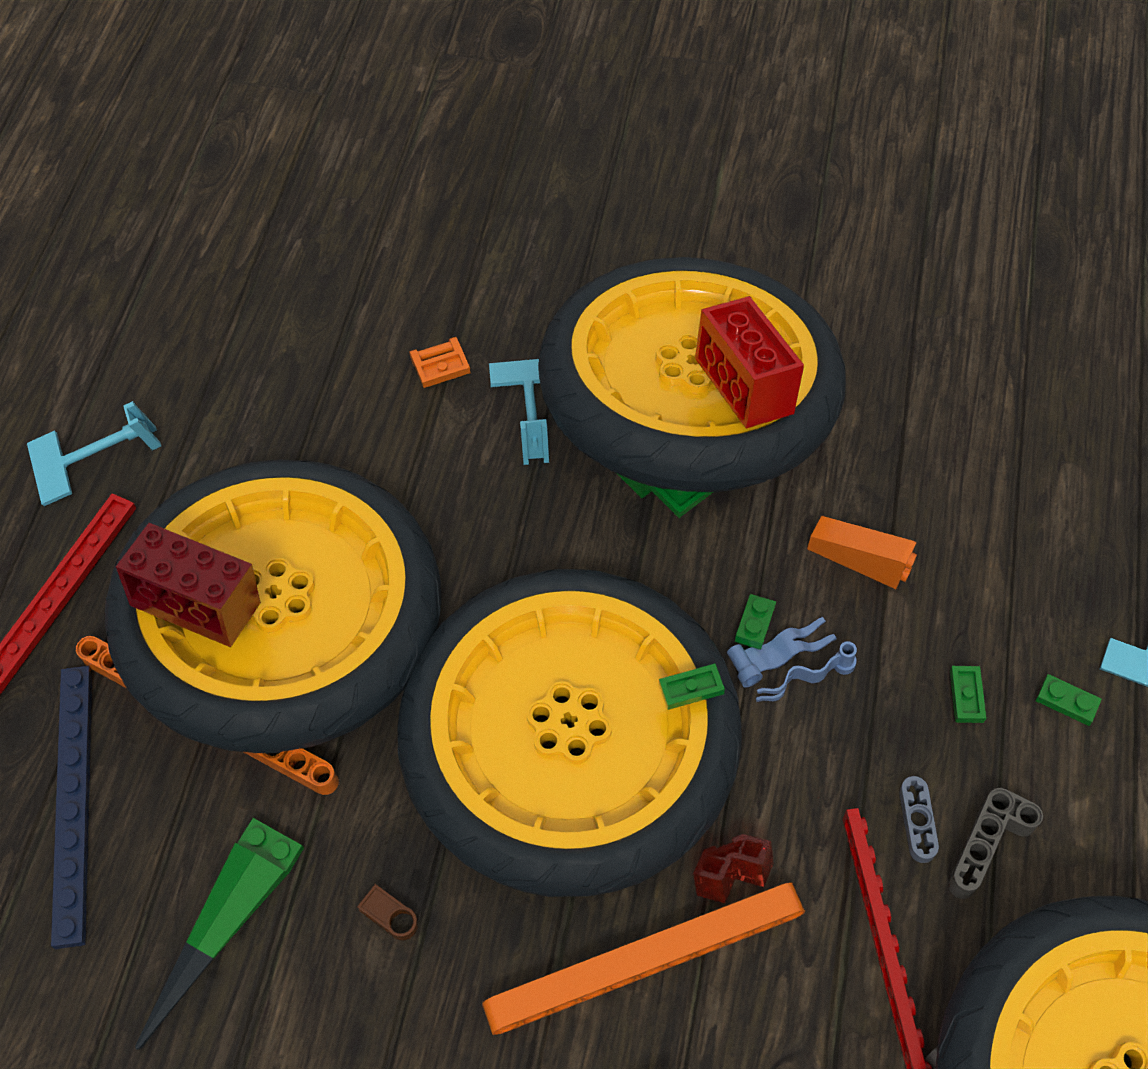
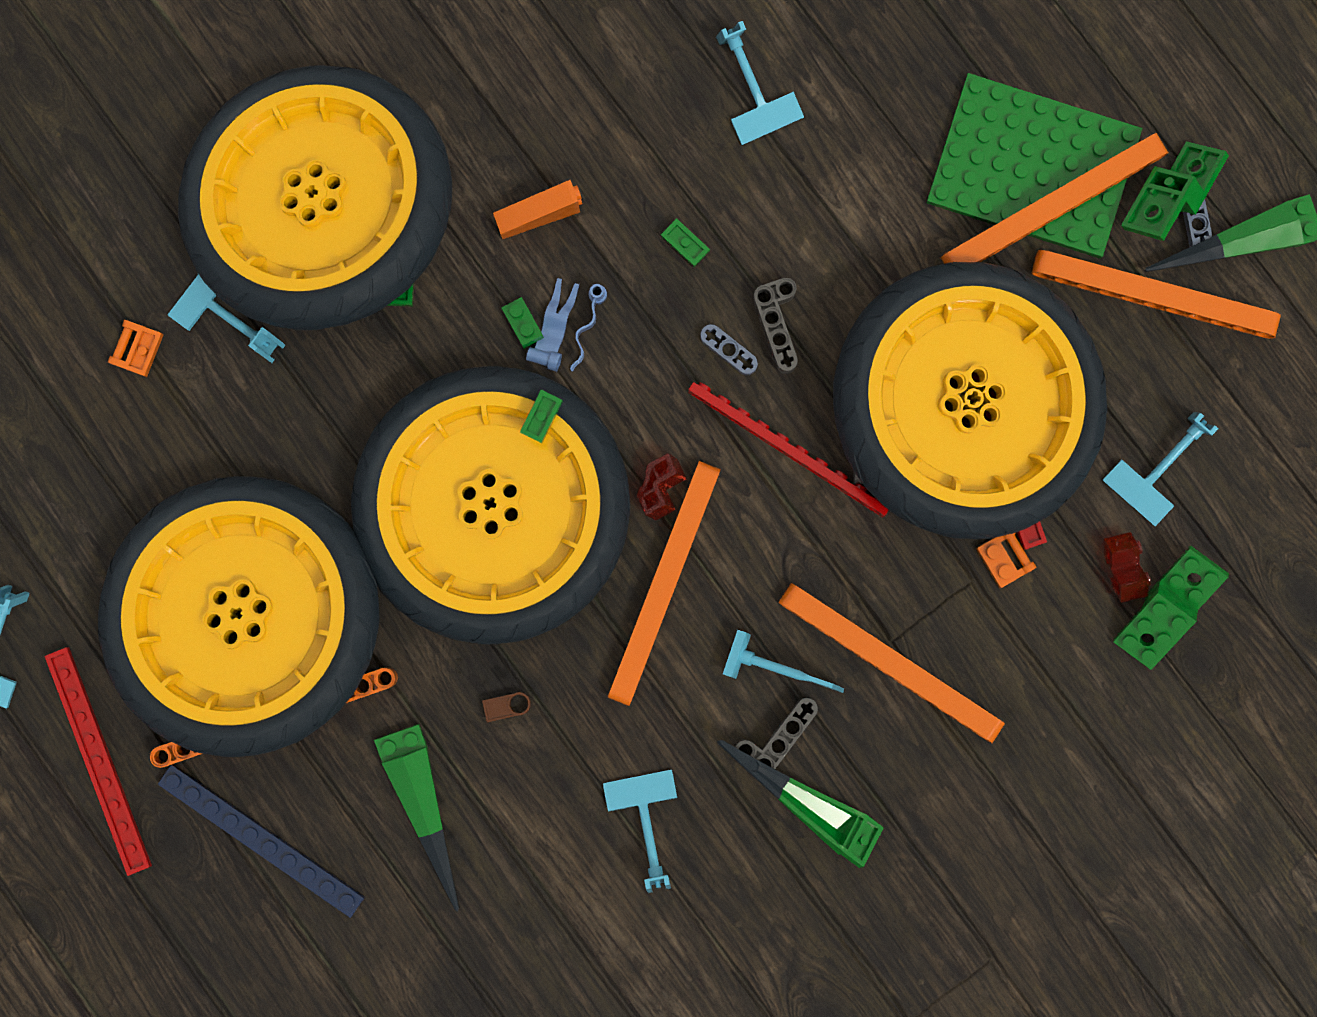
camera: 50 degrees left, 25 degrees up
(189, 584) = (198, 669): dark red brick -> none
(748, 361) = (363, 175): red brick -> none
(1068, 700) = (742, 186): green plate -> none

